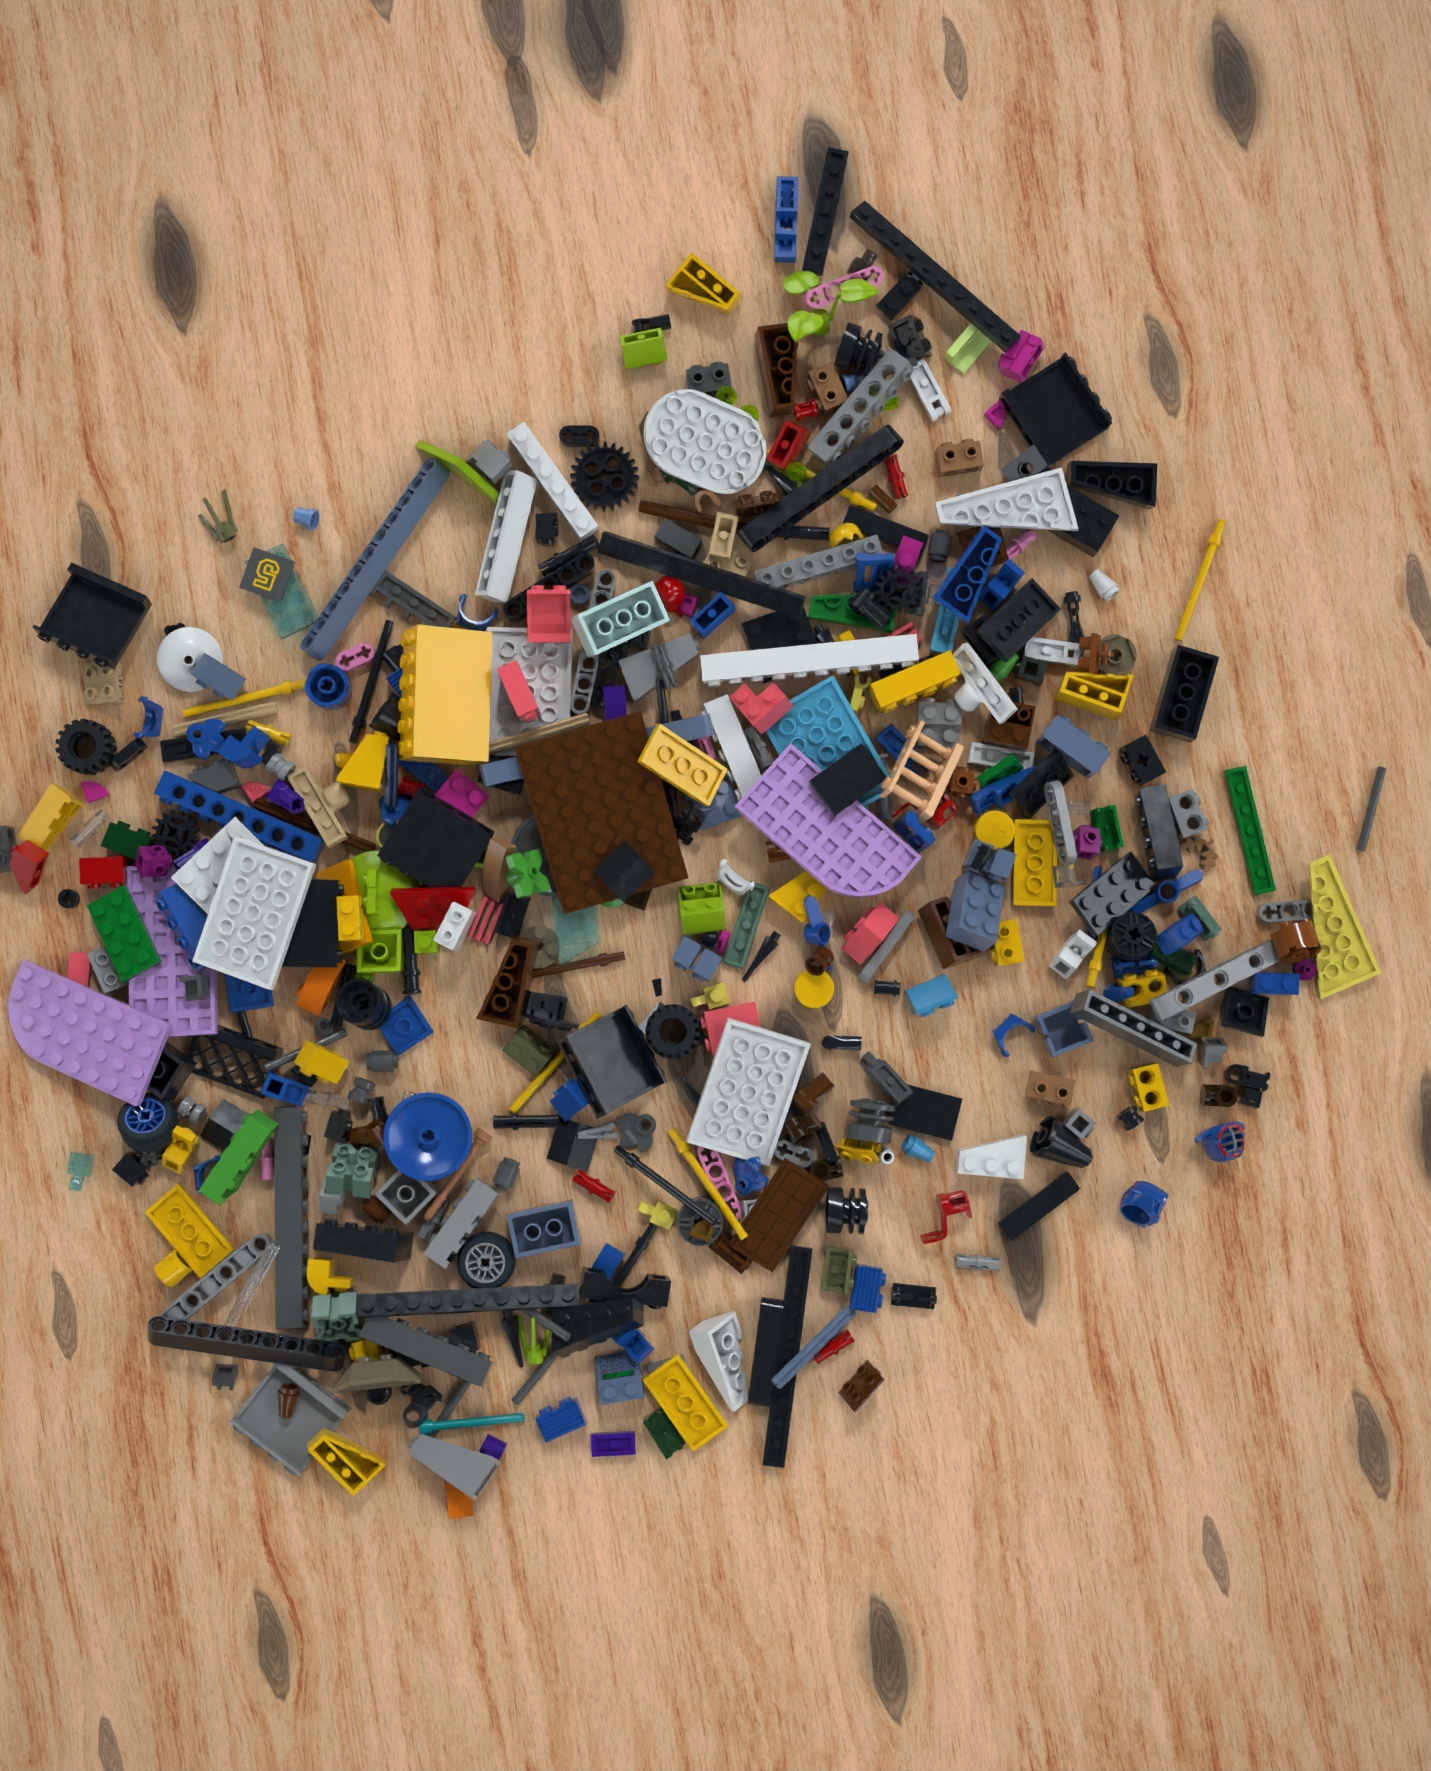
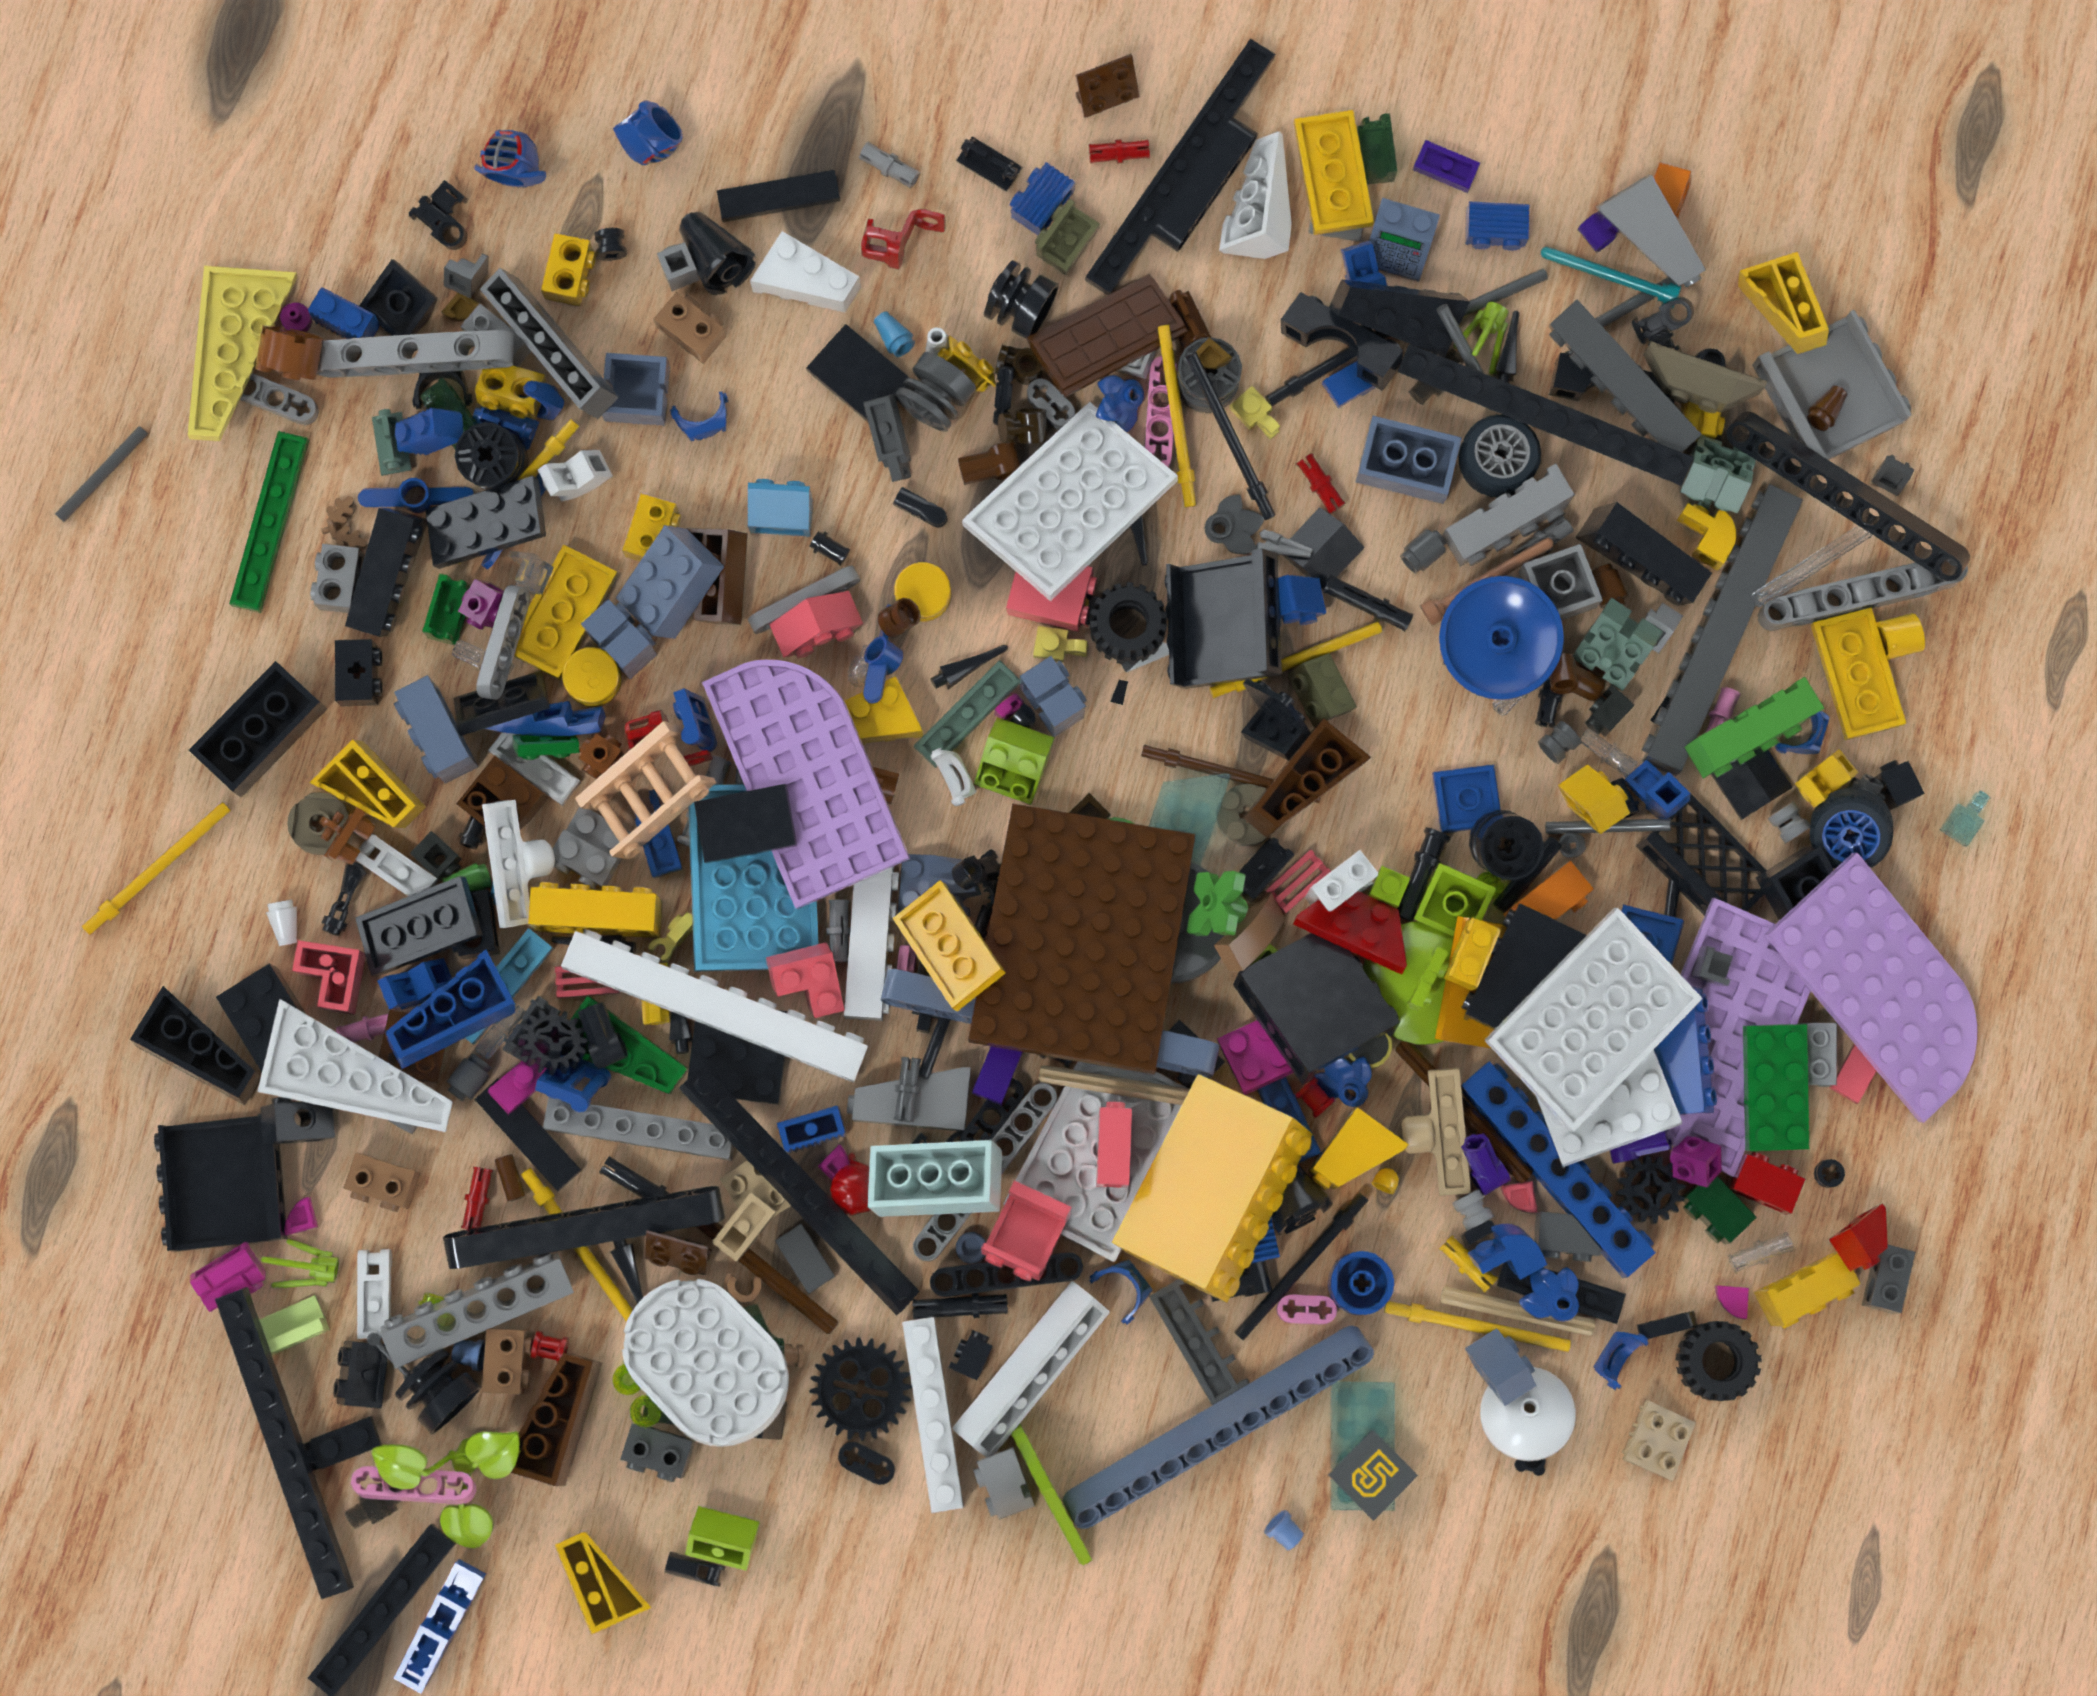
camera: 155 degrees left, 5 degrees down
(94, 617) = (1631, 1530): black panel -> none
(224, 532) = (1404, 1567): olive plant -> none
(382, 1061) = (1516, 765): dark grey brick -> none
(391, 774) = (1332, 1119): dark blue axle -> none
(624, 871) = (1090, 848): black slope -> none
(788, 444) = (595, 1310): red slope -> none
(799, 468) = (600, 1272): clear neon green plate -> none
(813, 1346) = (1143, 160): sand blue axle -> none
(845, 534) = (584, 1151): yellow hair -> none
(967, 388) = (322, 1268): none -> lime plant
(981, 857) = (628, 638): black pin -> none
(1053, 570) = (340, 973): none -> coral brick
(1211, 1095) = (495, 222): dark brown piece -> none

